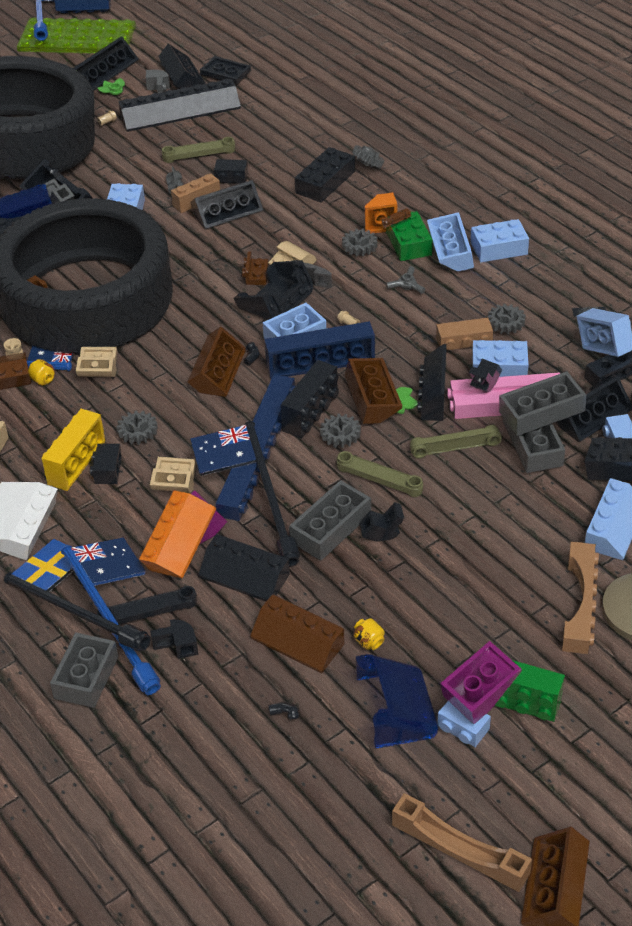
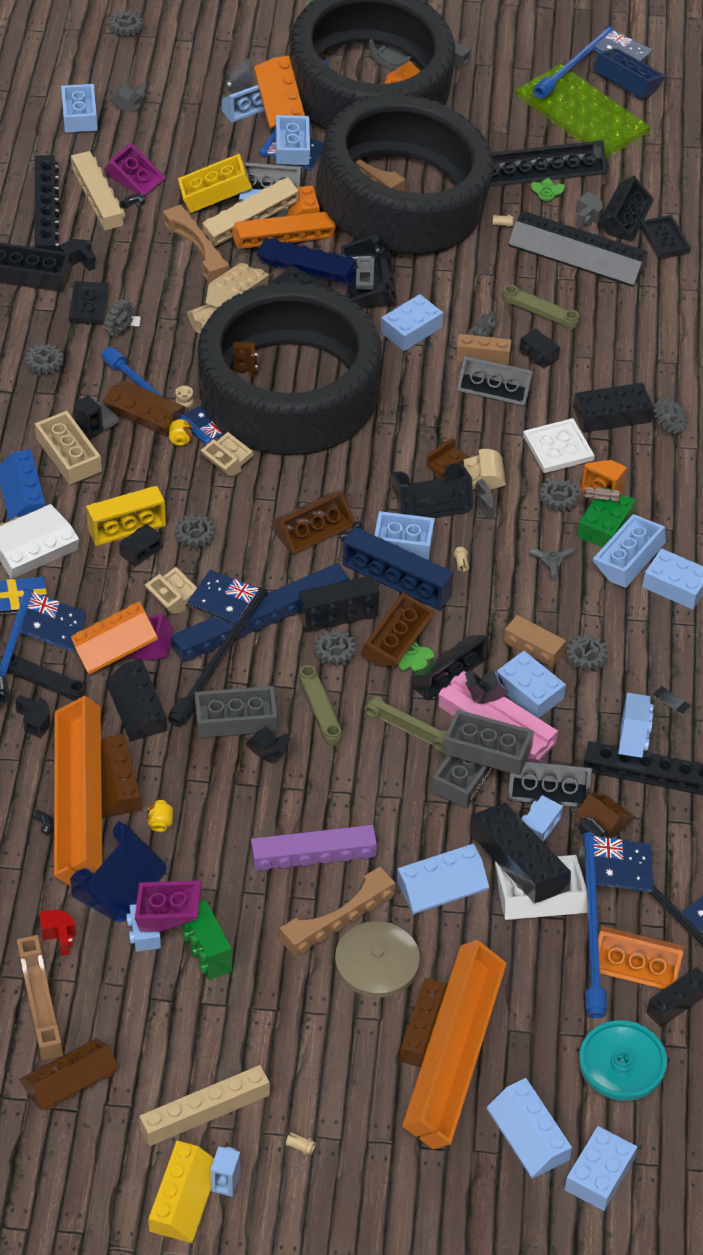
camera: 40 degrees right, 5 degrees up
(290, 663) = (77, 789): none -> orange piece
(318, 217) = (558, 445): none -> white plate
(401, 775) = (58, 925): none -> red brick
(504, 569) = (313, 847): none -> medium lavender brick

